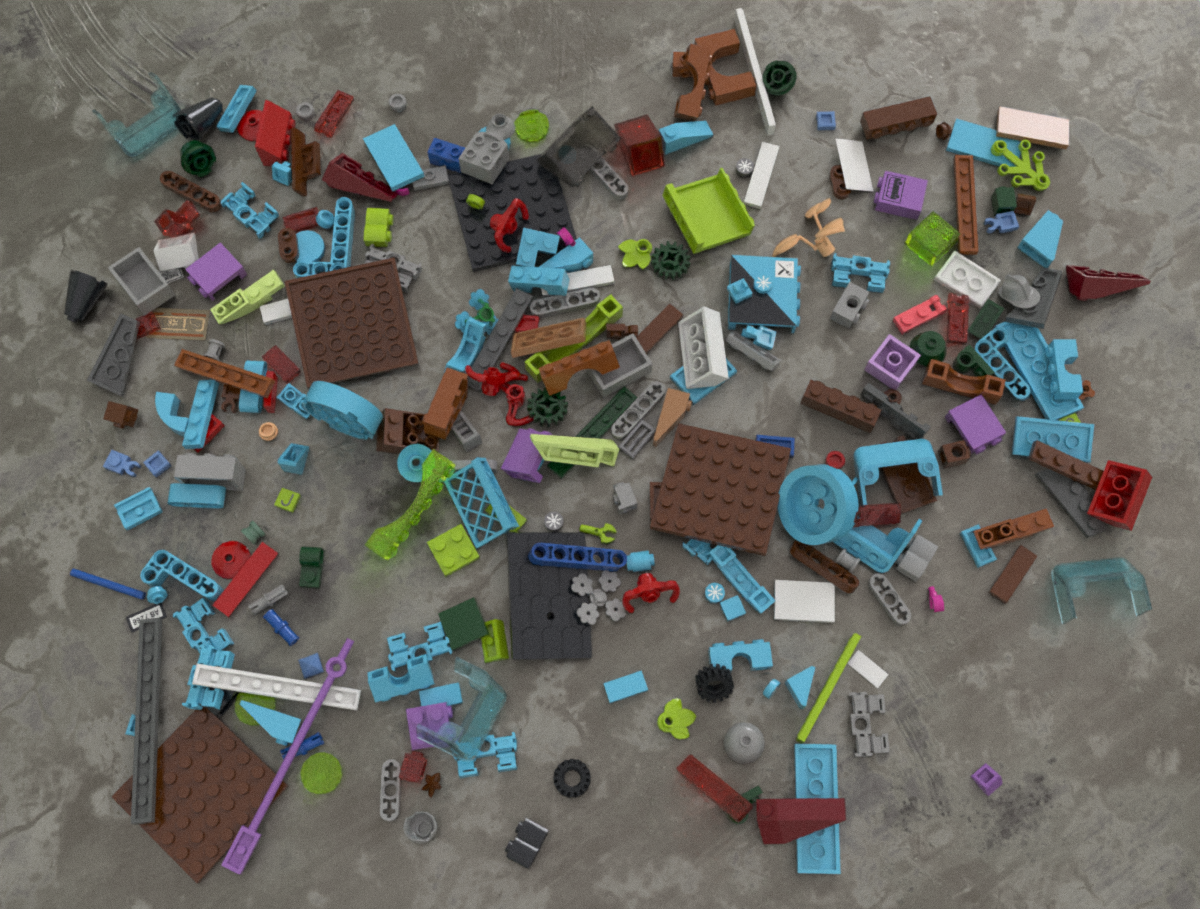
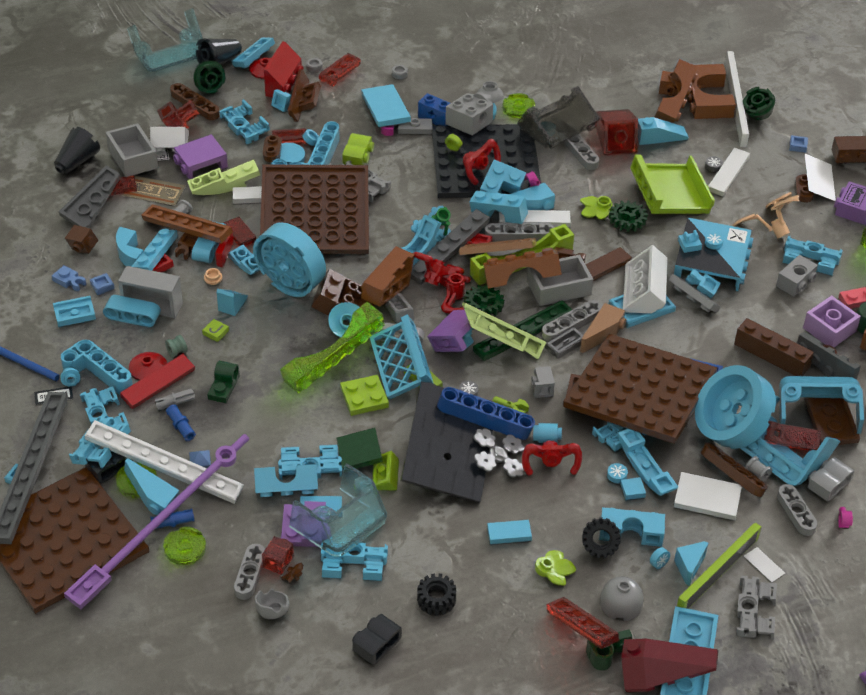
camera: 10 degrees right, 25 degrees down
(348, 176) = (337, 108): dark red wedge -> none

